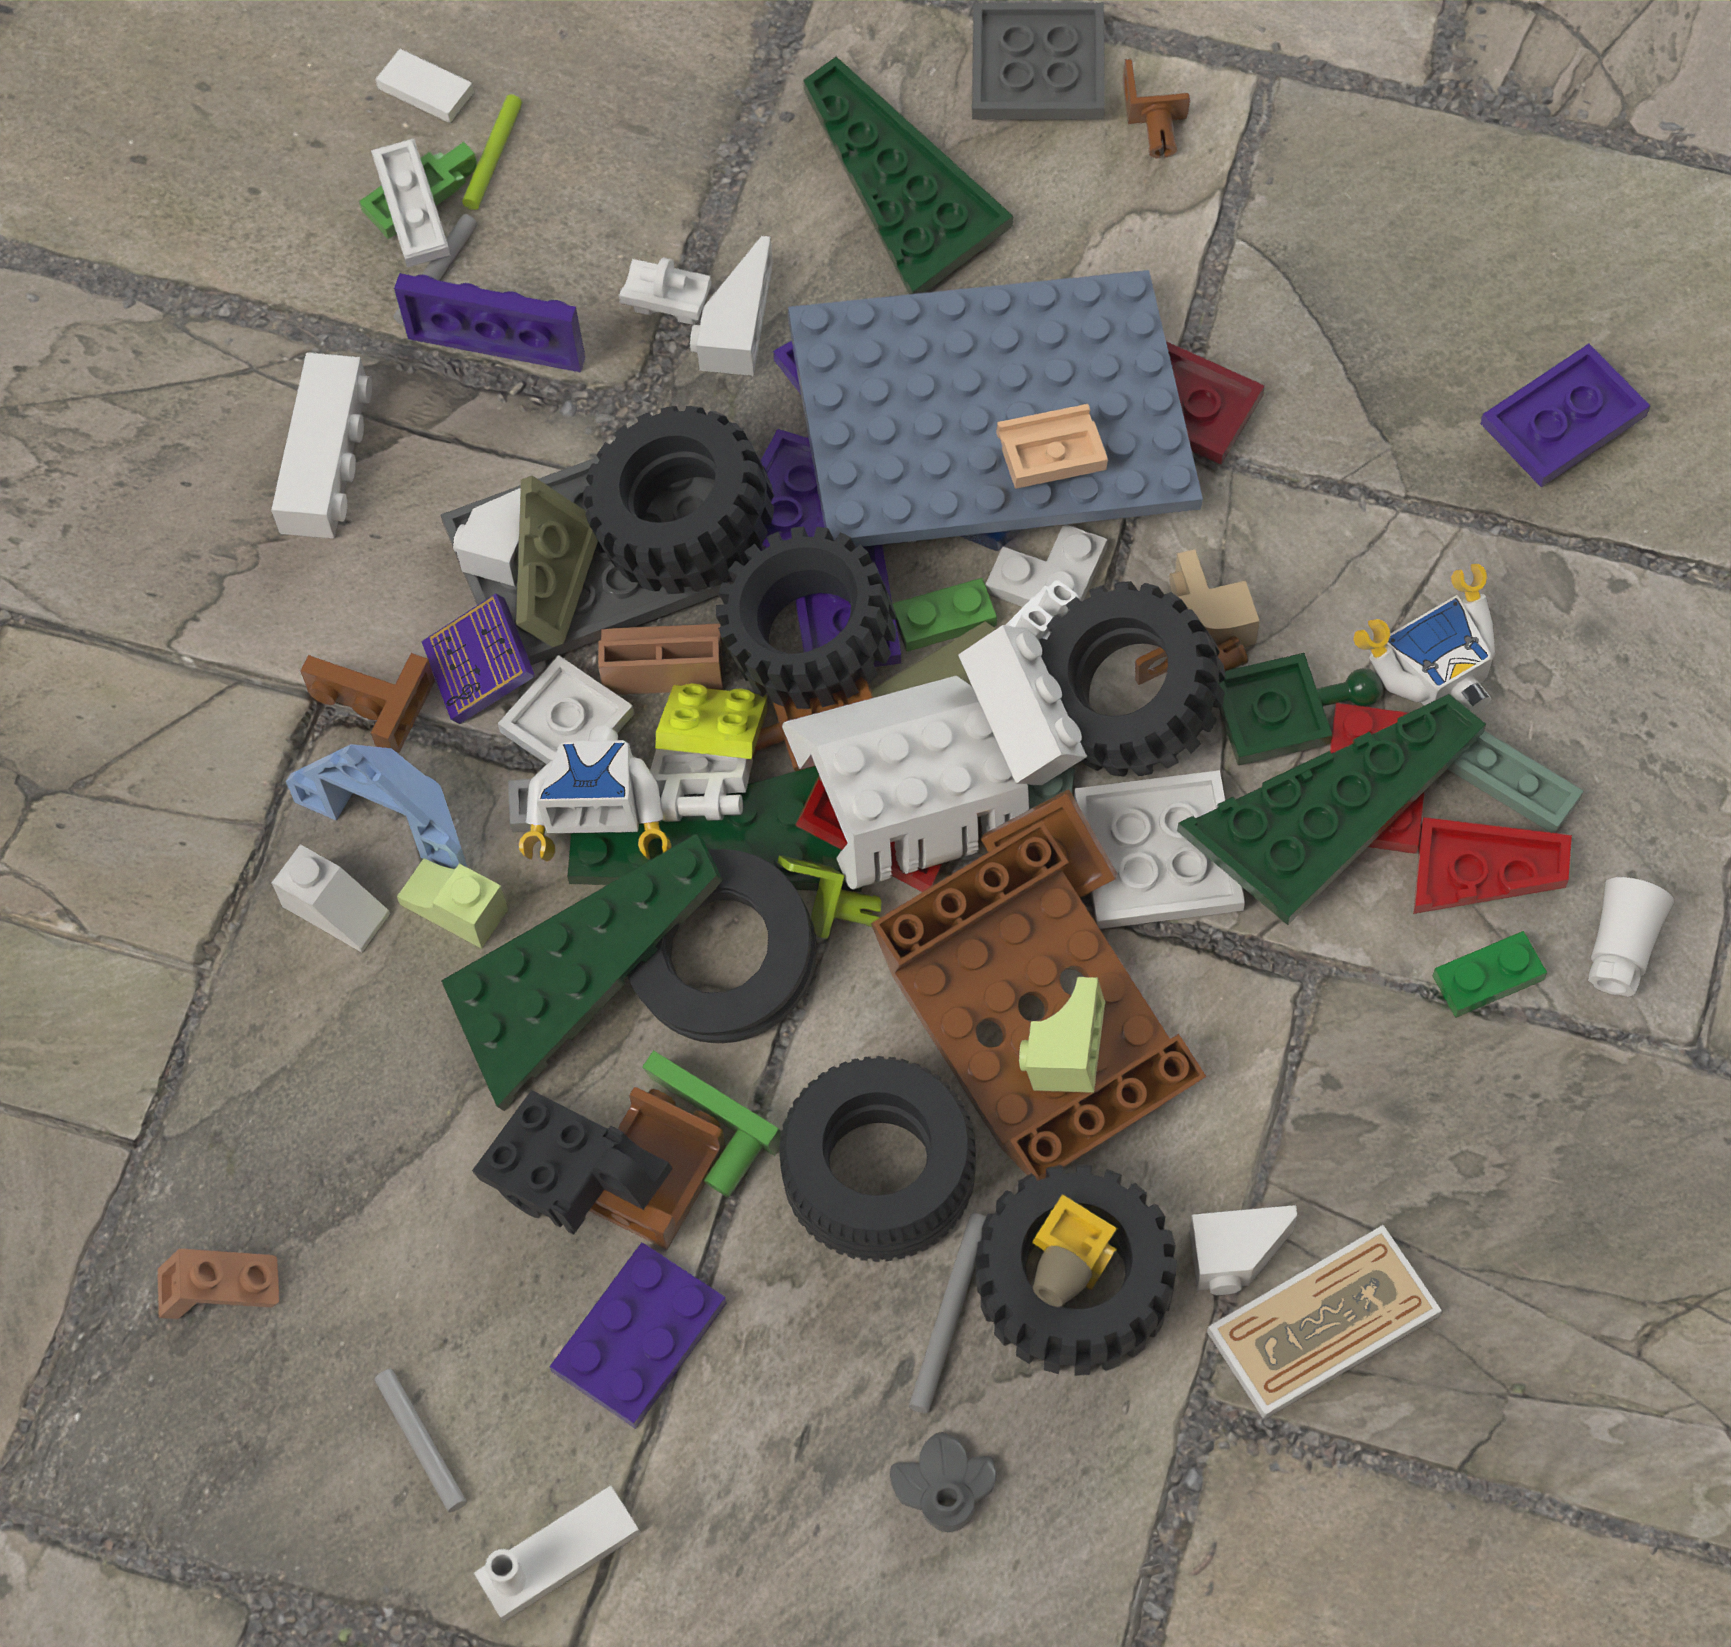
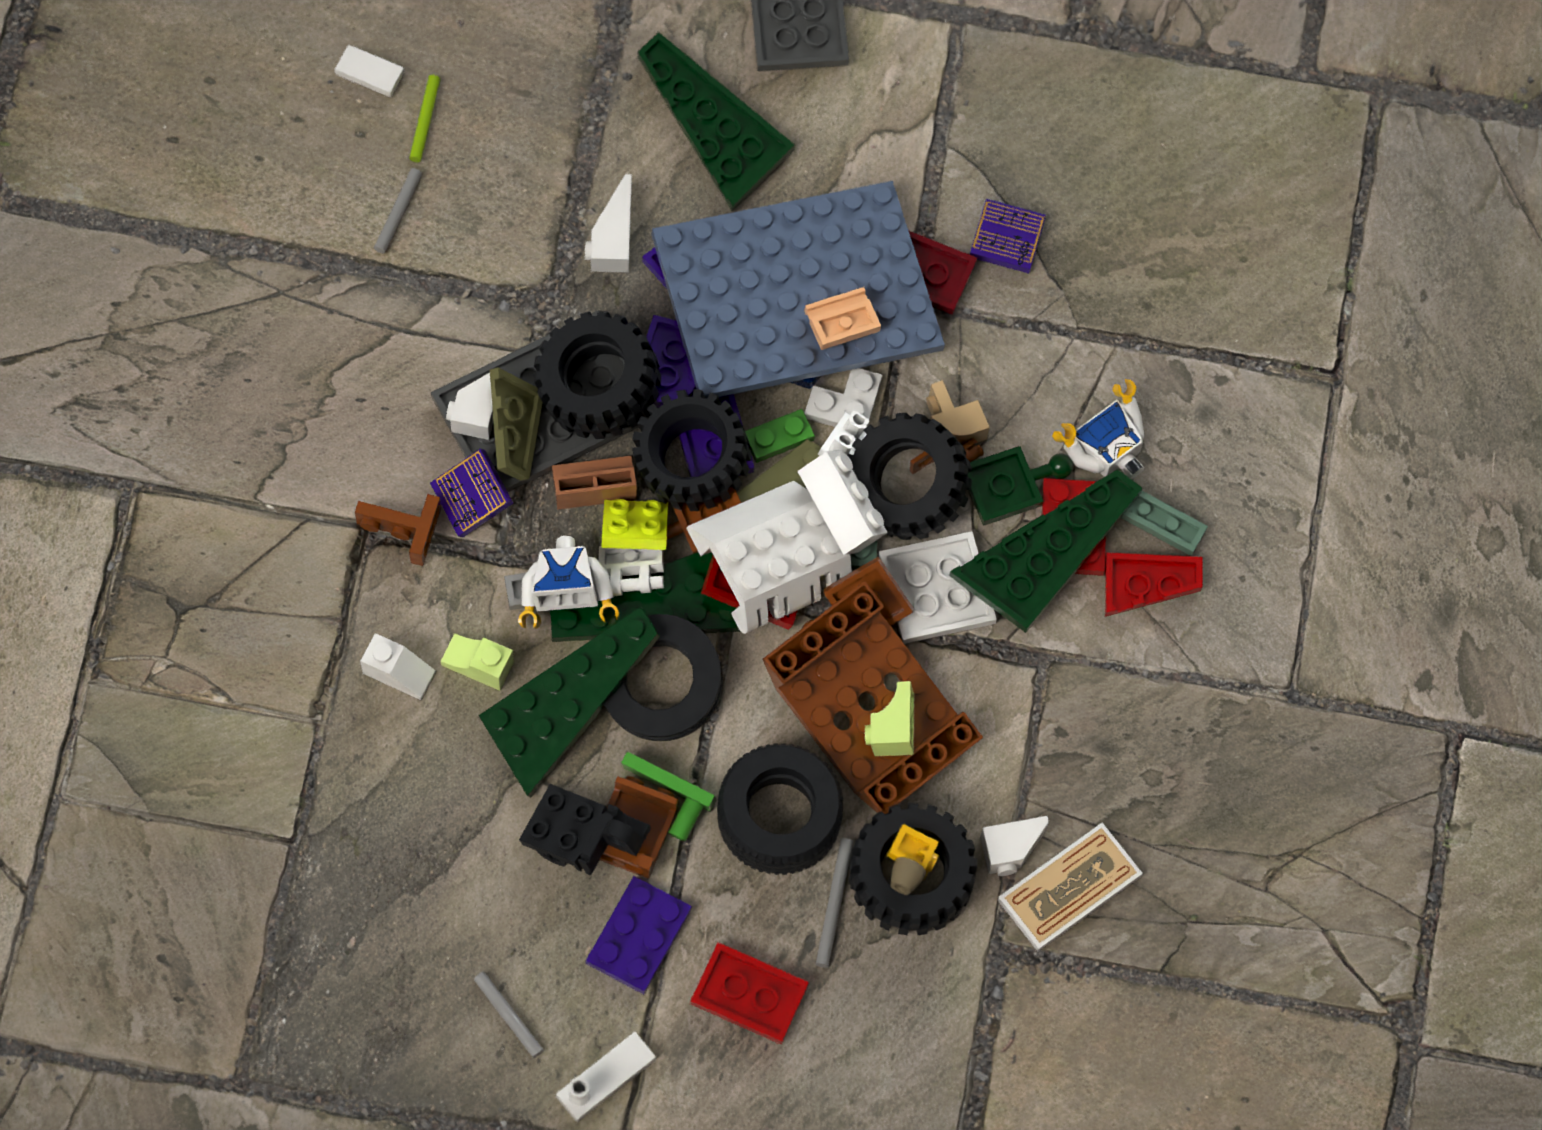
camera: 15 degrees left, 5 degrees up
(216, 1278) = (361, 924): nougat bracket -> none
(321, 446) = (340, 347): white brick -> none
(389, 781) = (428, 586): light blue wedge -> none
(410, 202) = (376, 164): white tile -> none
(444, 176) = (377, 152): bright green hinge -> none
(490, 322) = (446, 251): dark purple plate -> none
(562, 709) = (533, 526): white plate -> none
(665, 290) = (562, 217): white hips -> none
(798, 1442) = (749, 993): none -> red plate
(831, 900) = (728, 638): lime bracket -> none
(944, 1475) = (842, 1005): dark grey plate -> none
(1156, 112) = (884, 59): dark orange bracket -> none
(1313, 361) = (1007, 236): none -> dark purple tile
(1489, 974) = (1156, 652): green plate -> none
(1565, 415) = (1178, 263): dark purple plate -> none
(1627, 933) = (1241, 620): white plant -> none

